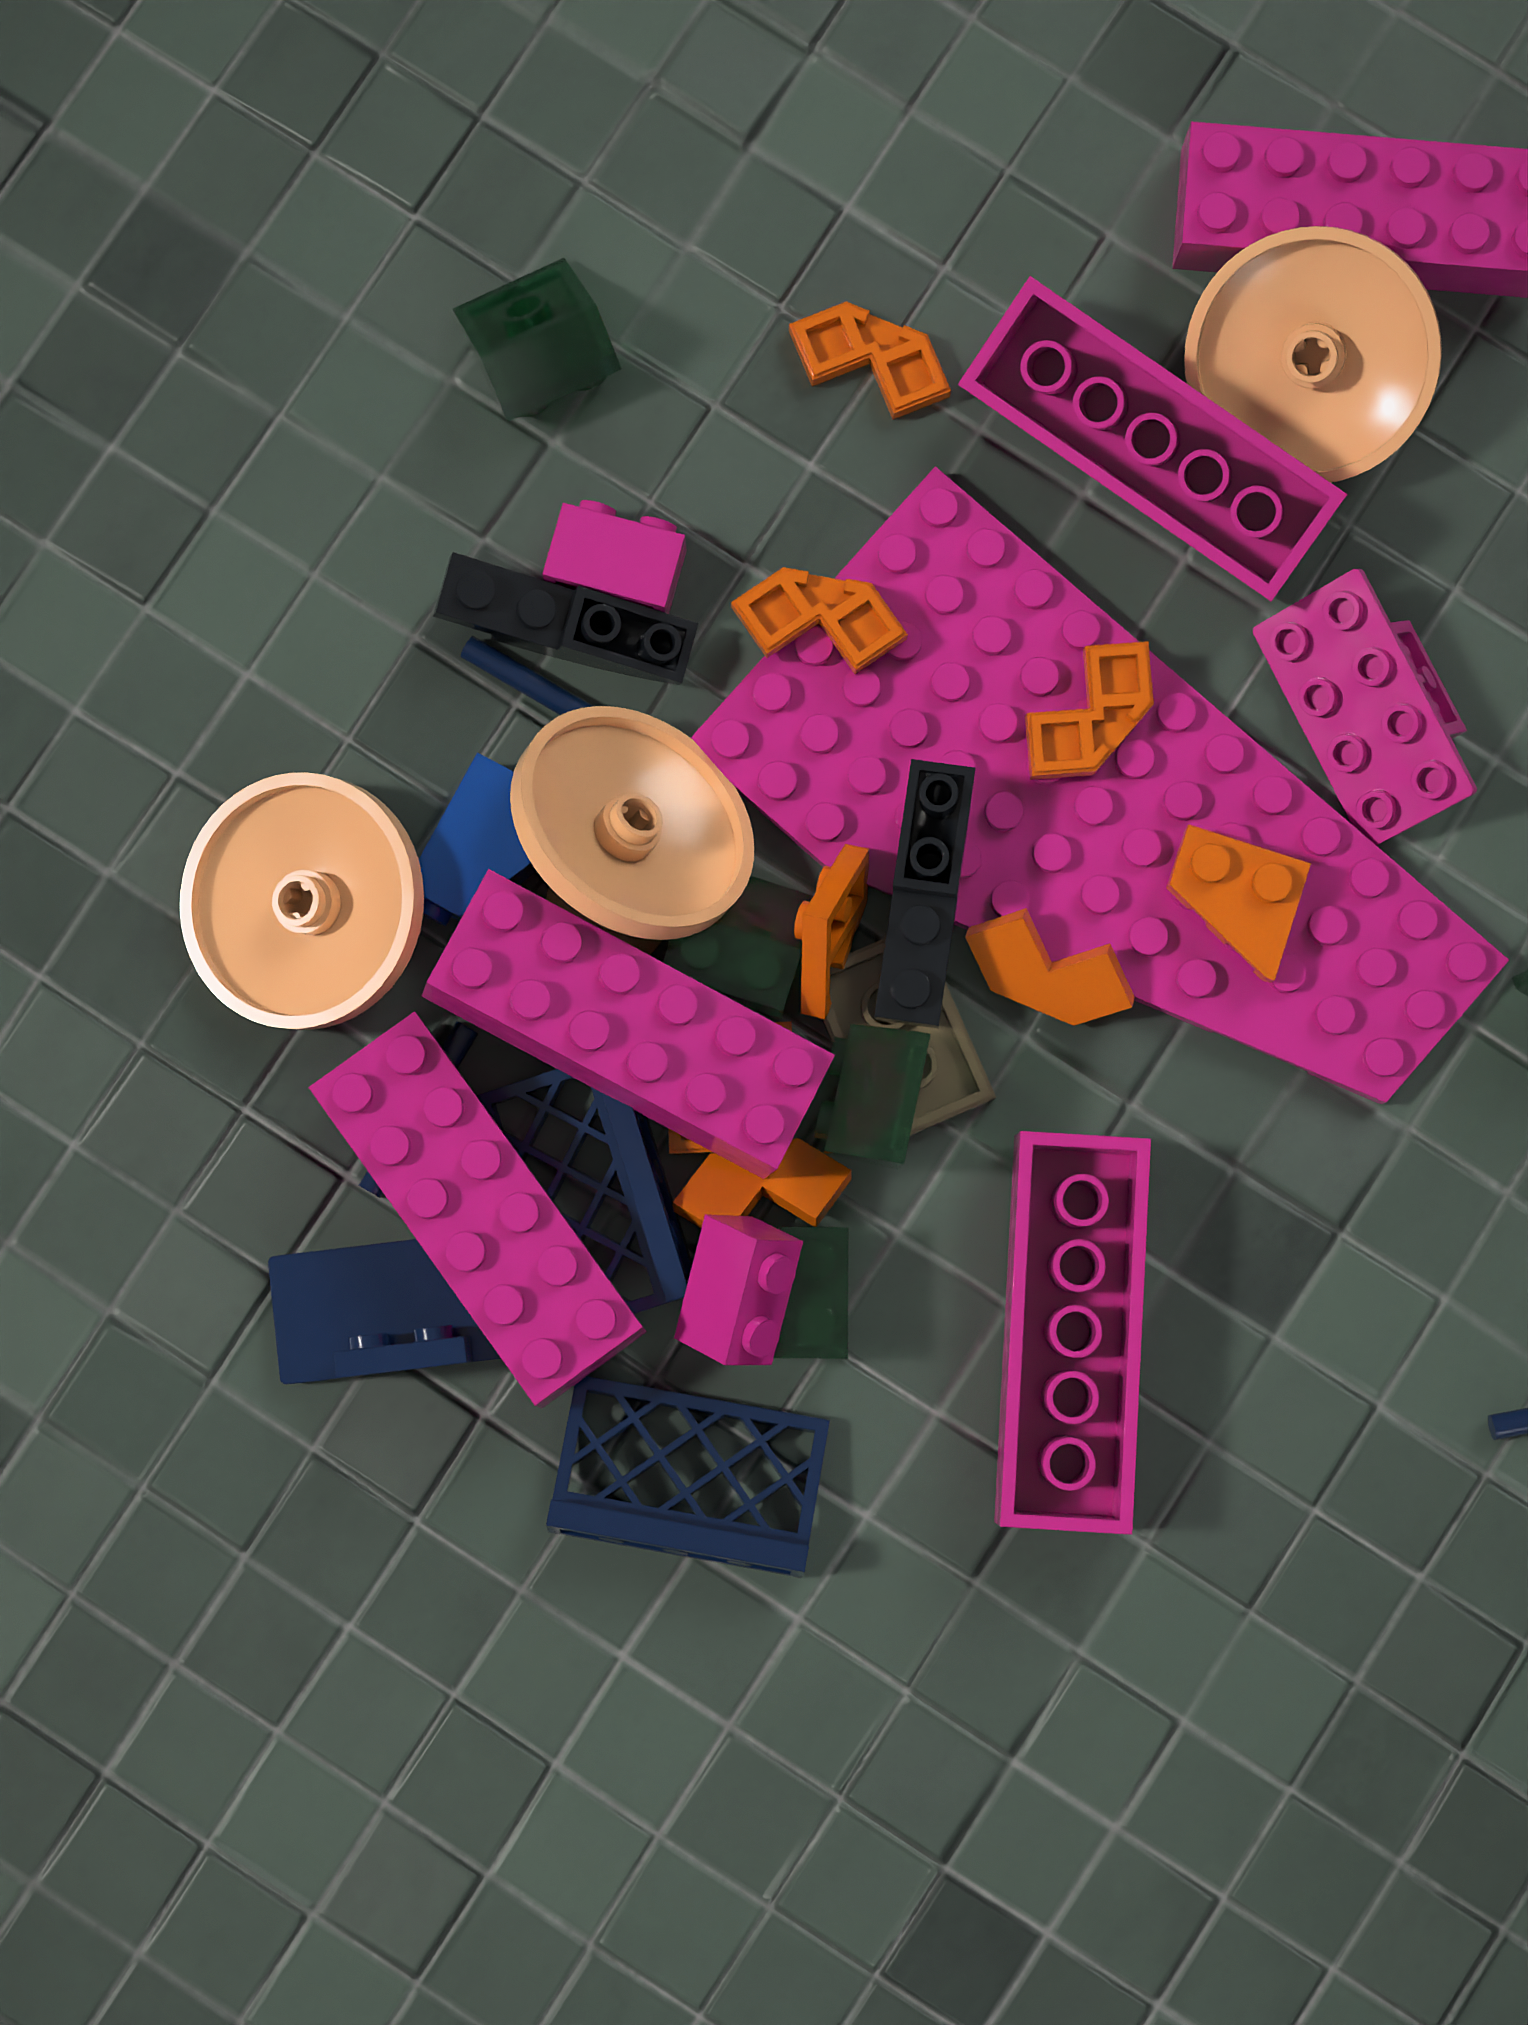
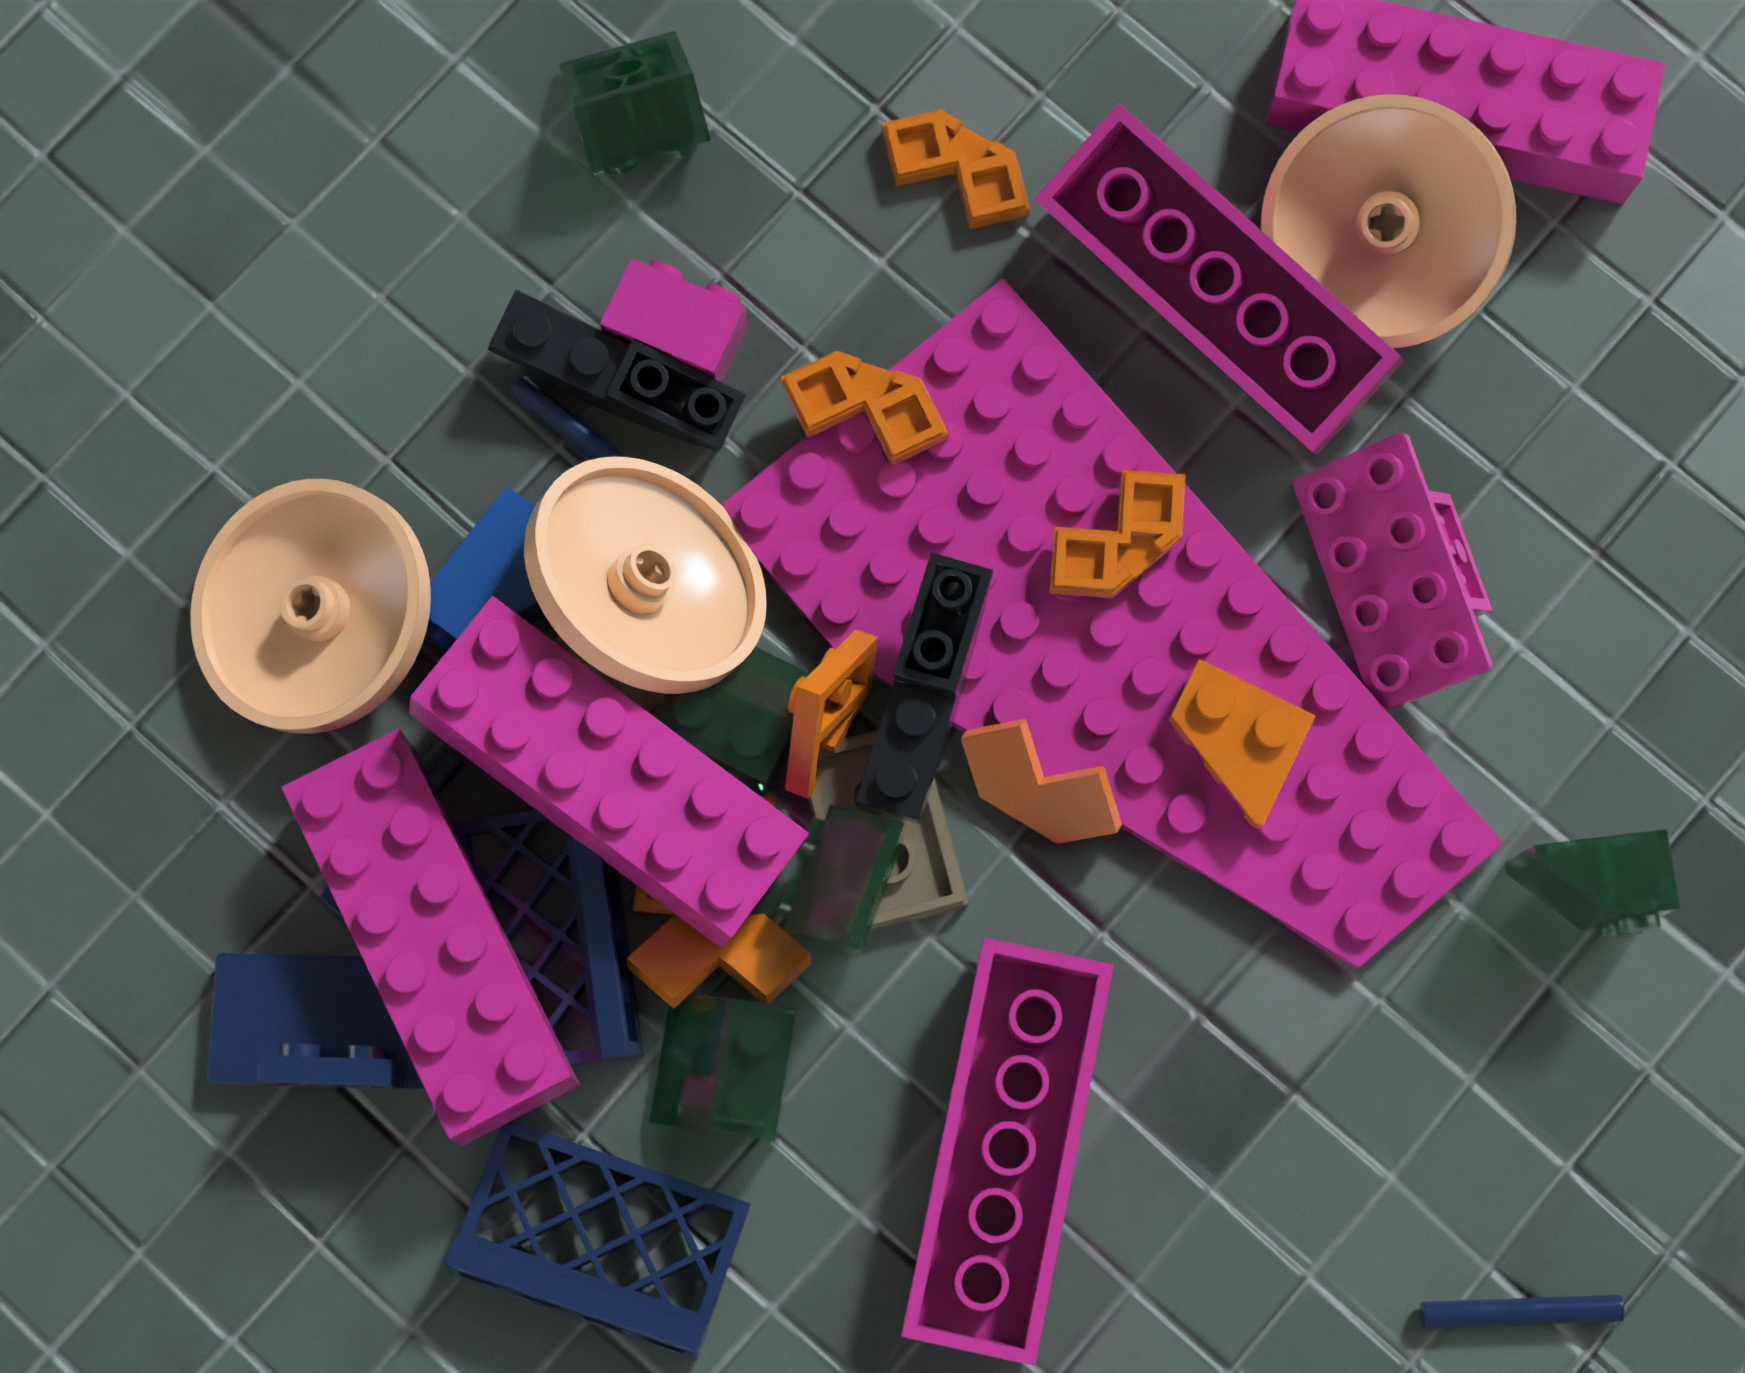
camera: 10 degrees right, 5 degrees down
(738, 1290) = (675, 1055): dark pink brick -> none

